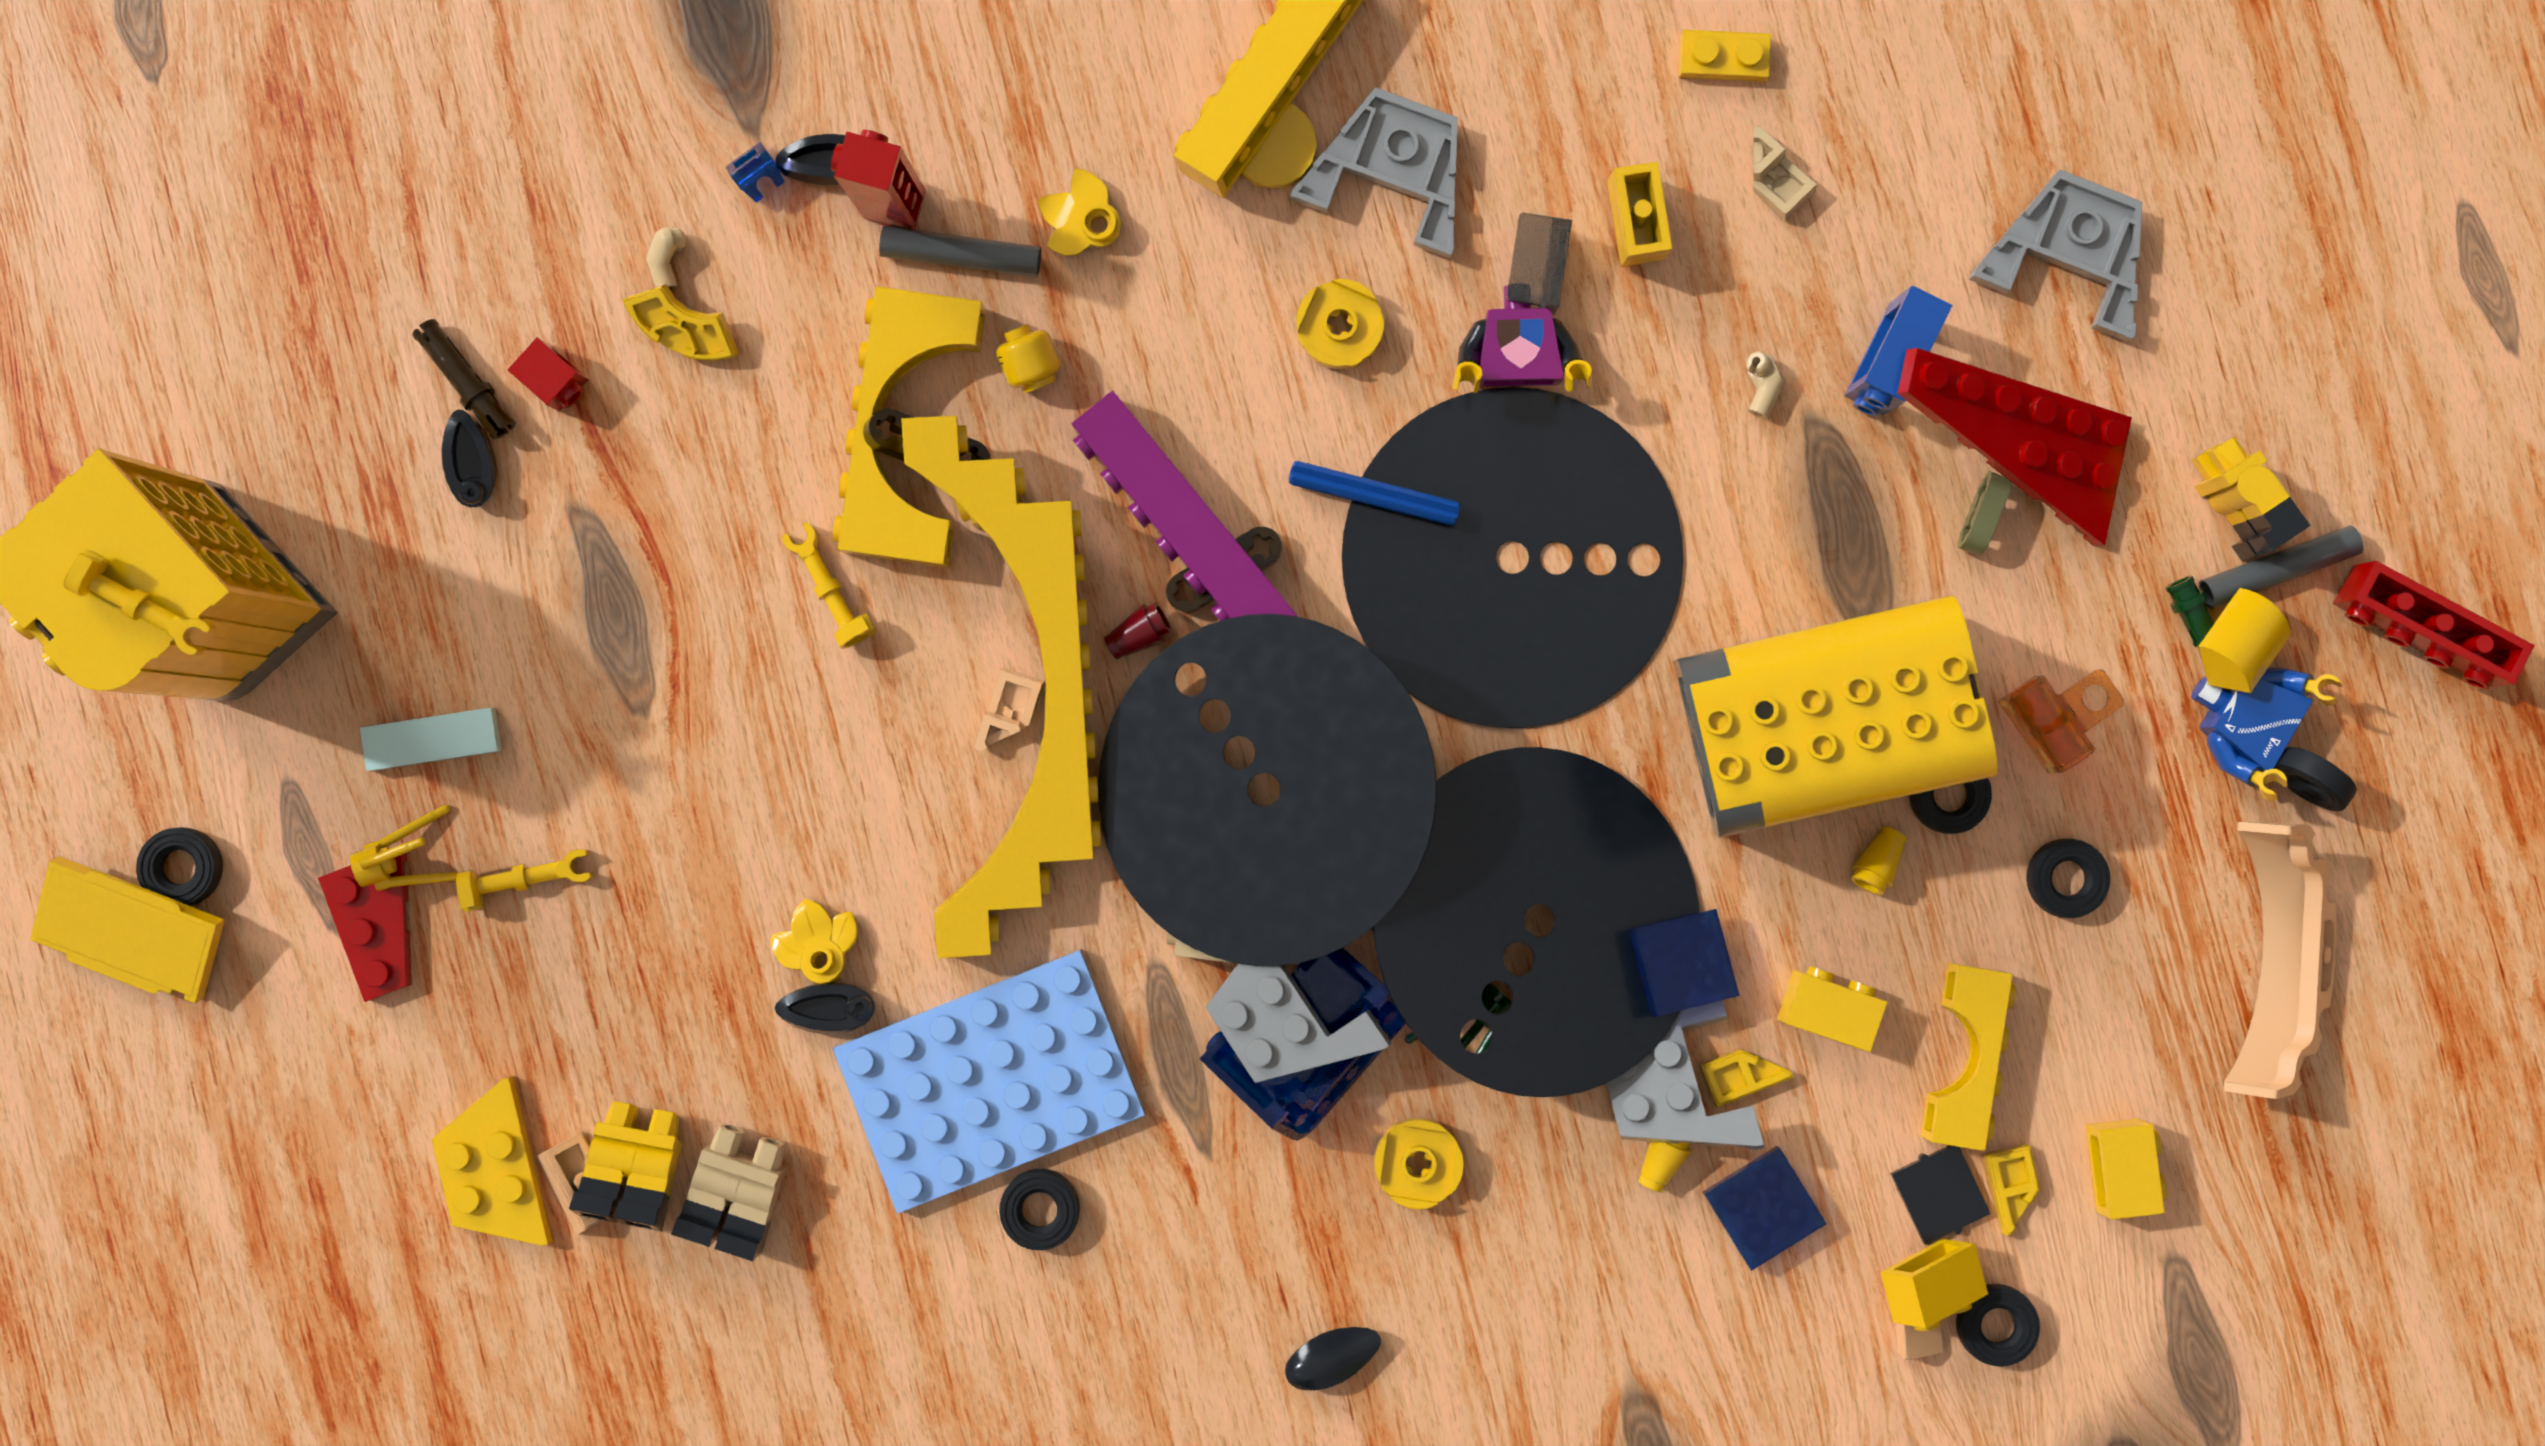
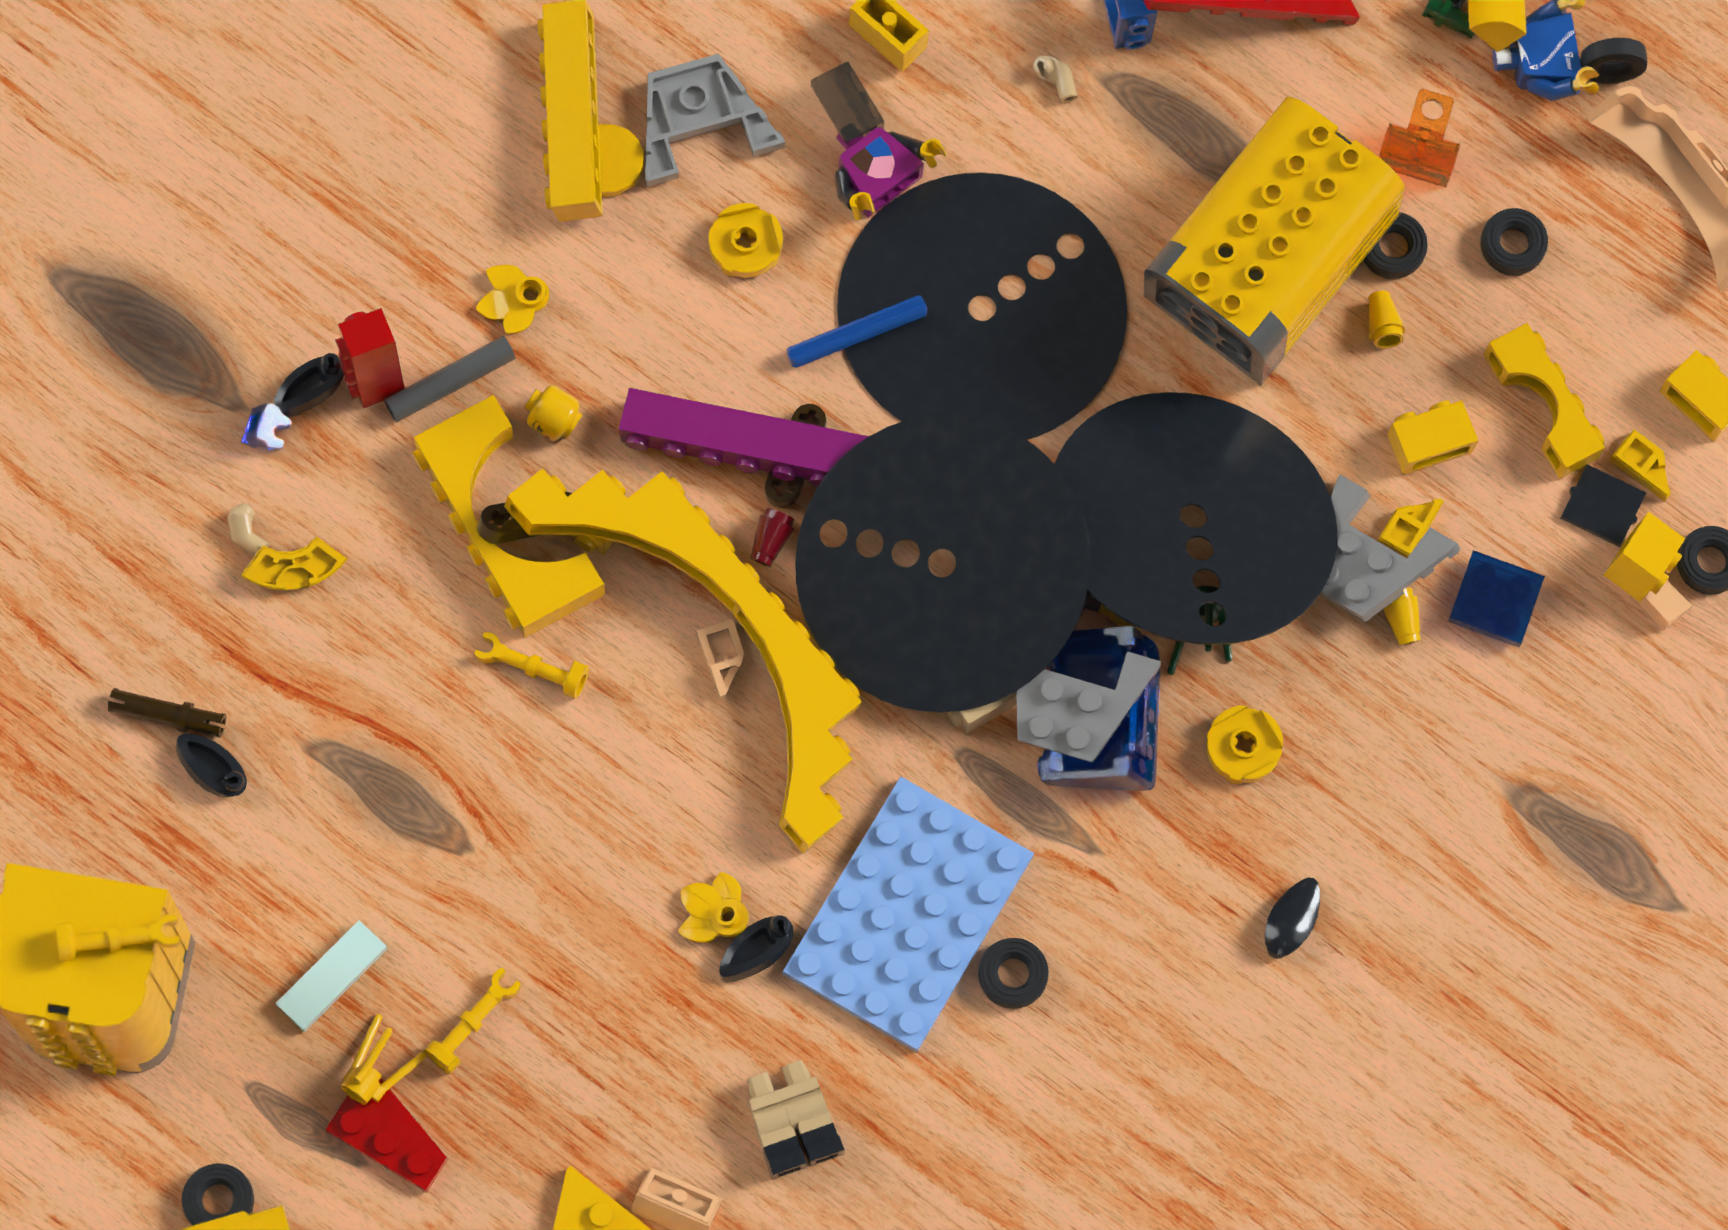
camera: 40 degrees left, 15 degrees down
(548, 375) = (227, 665): red brick -> none
(630, 1169) = (705, 1143): yellow hips -> none
(1684, 963) = (1310, 474): clear blue tile -> none
(1984, 513) = (1267, 53): olive beam -> none

